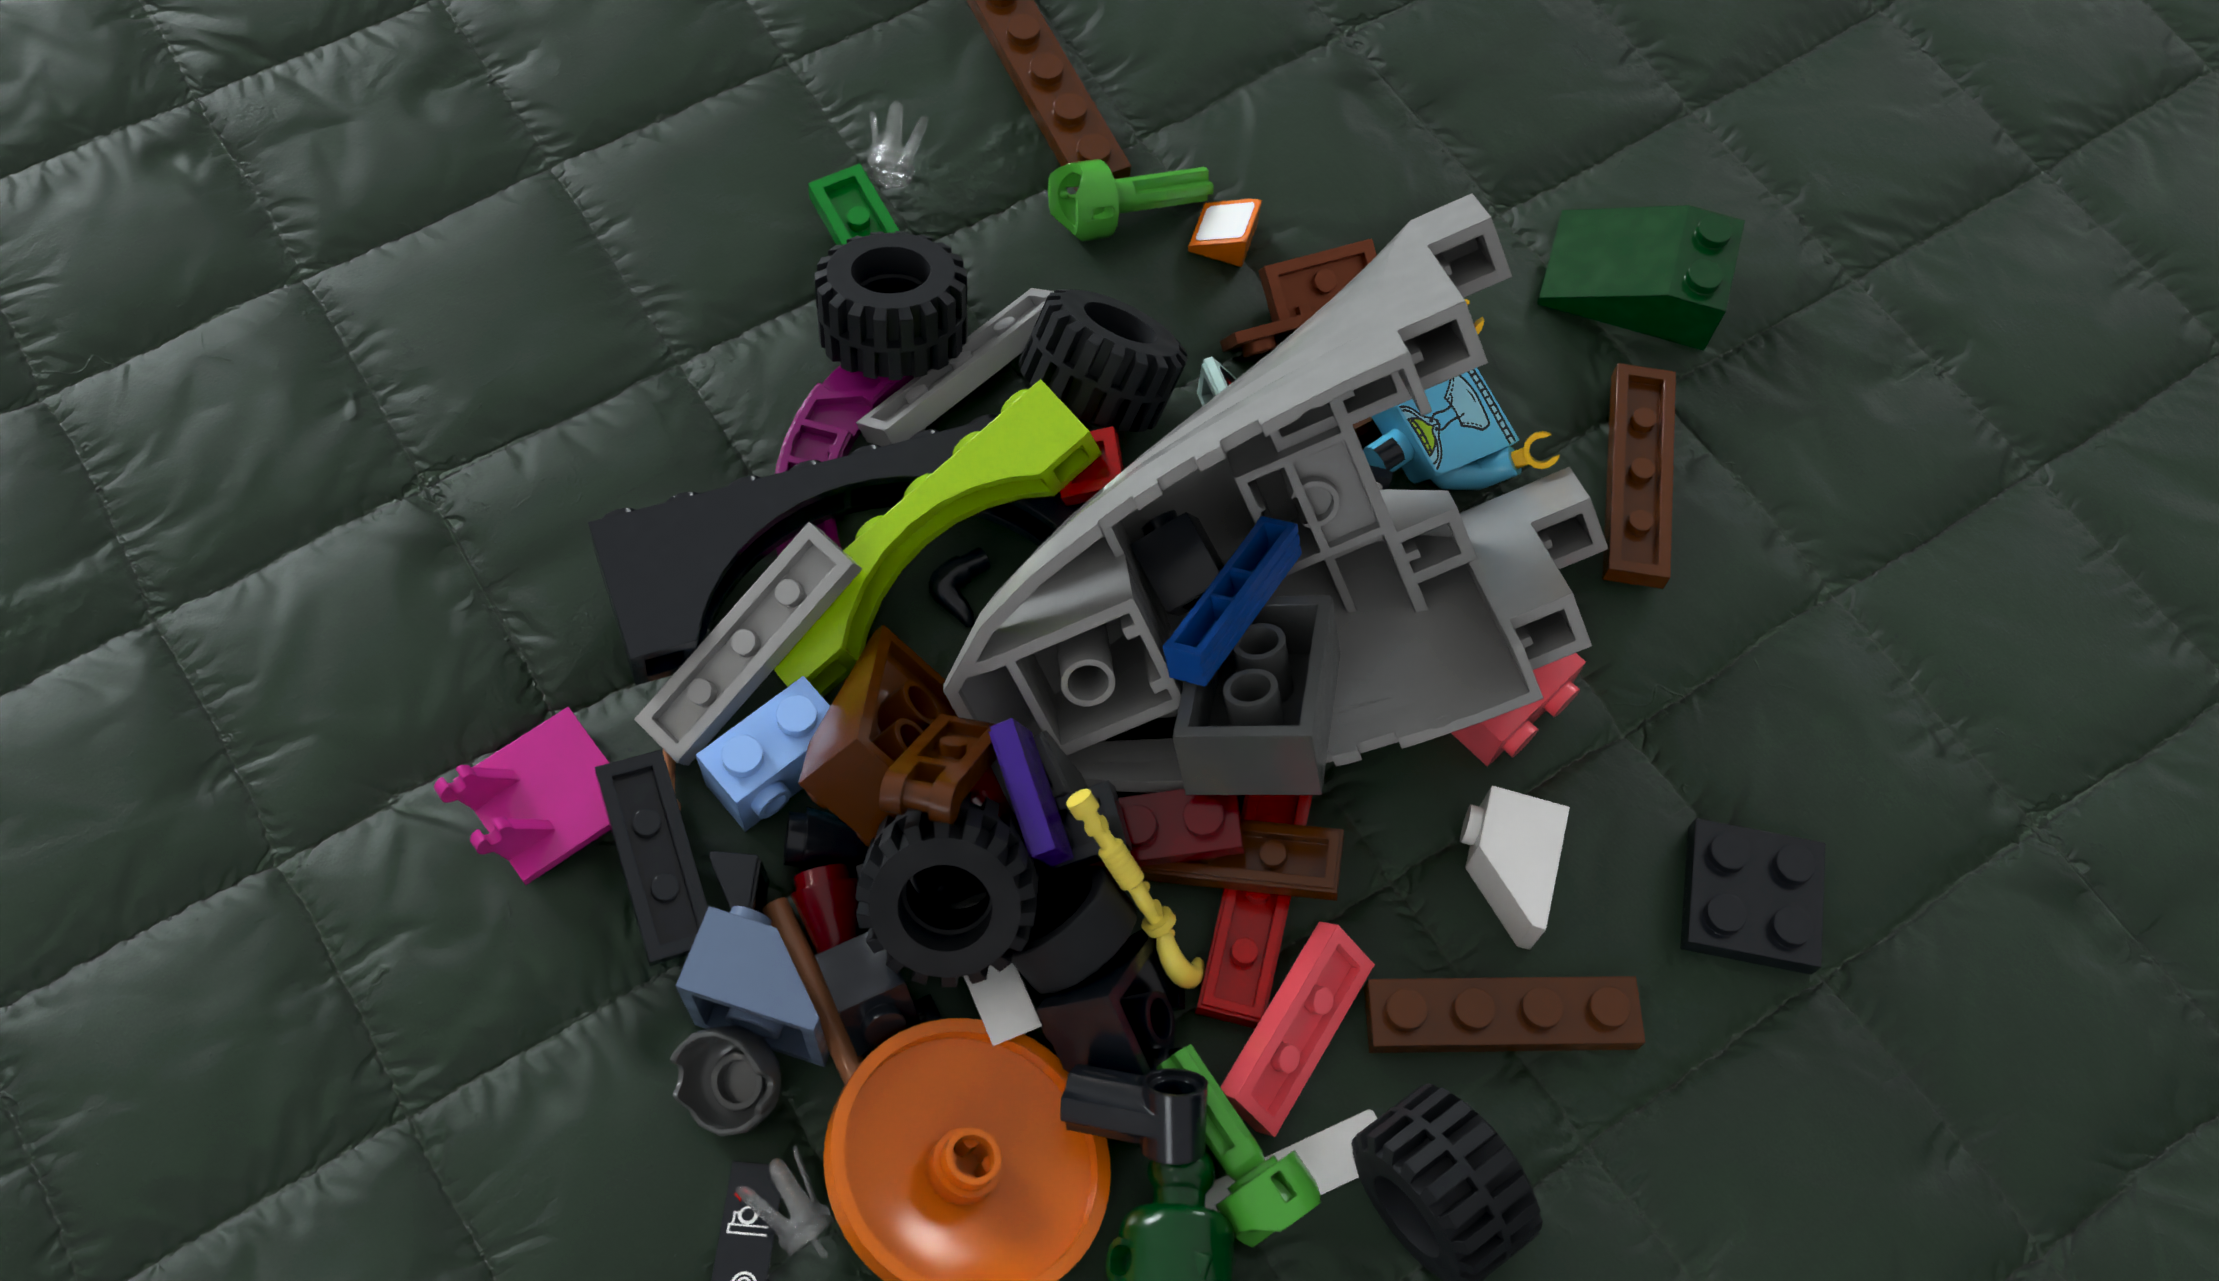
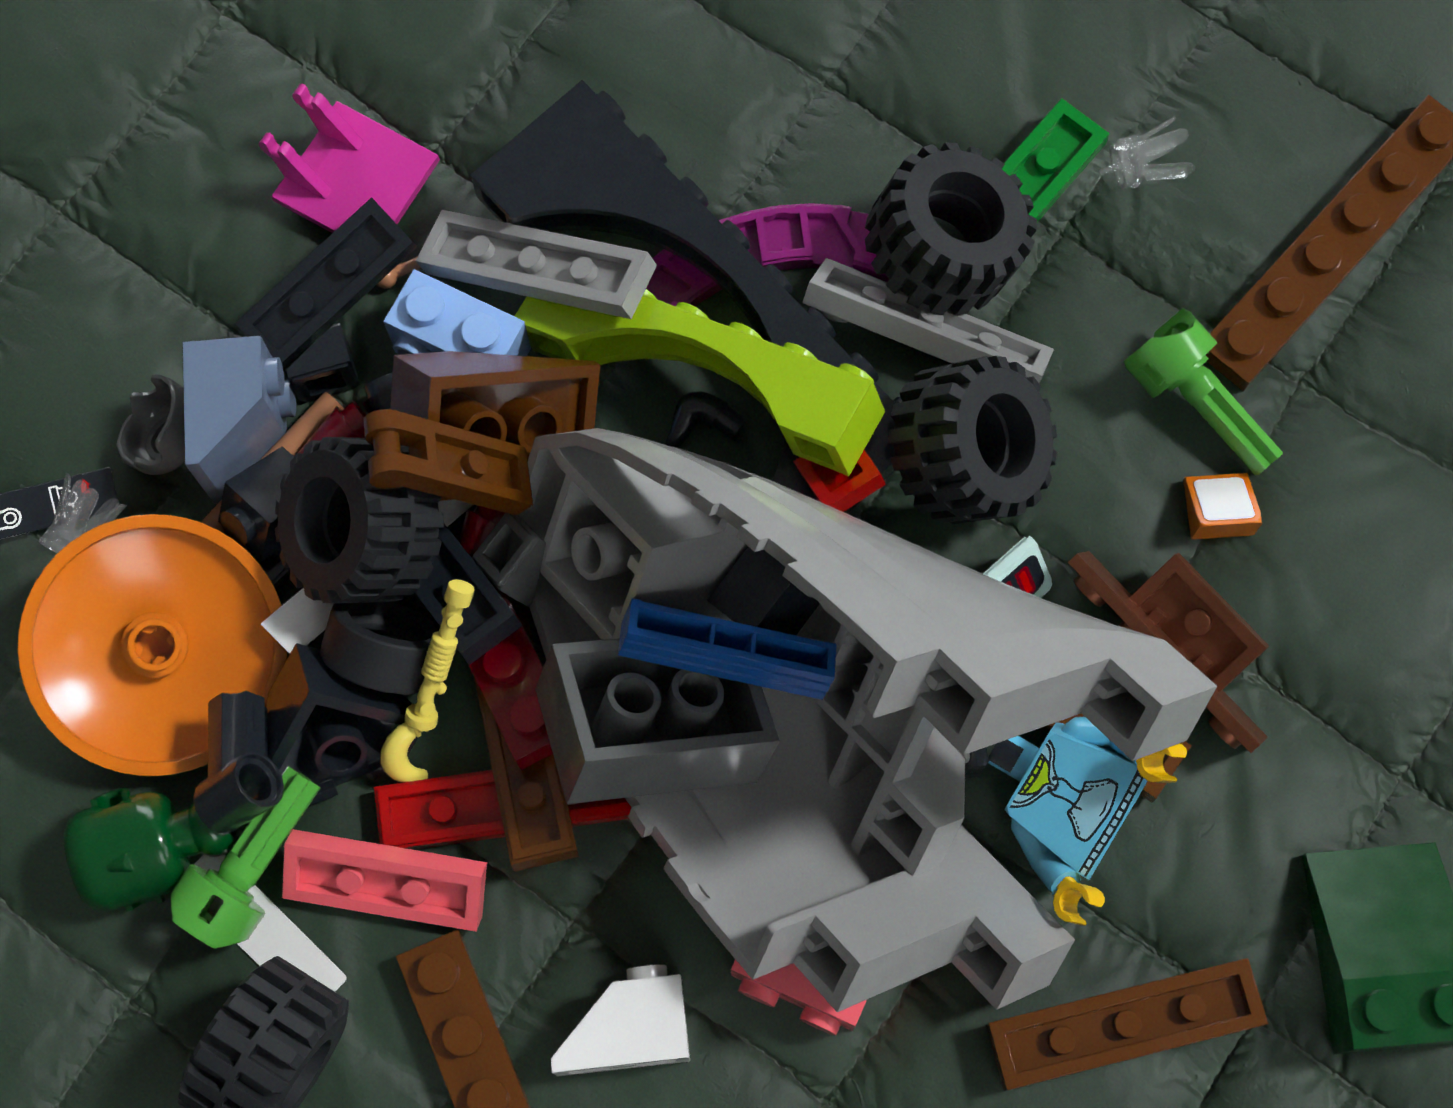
camera: 75 degrees right, 10 degrees up
(1030, 793) = (468, 548): dark purple tile -> none

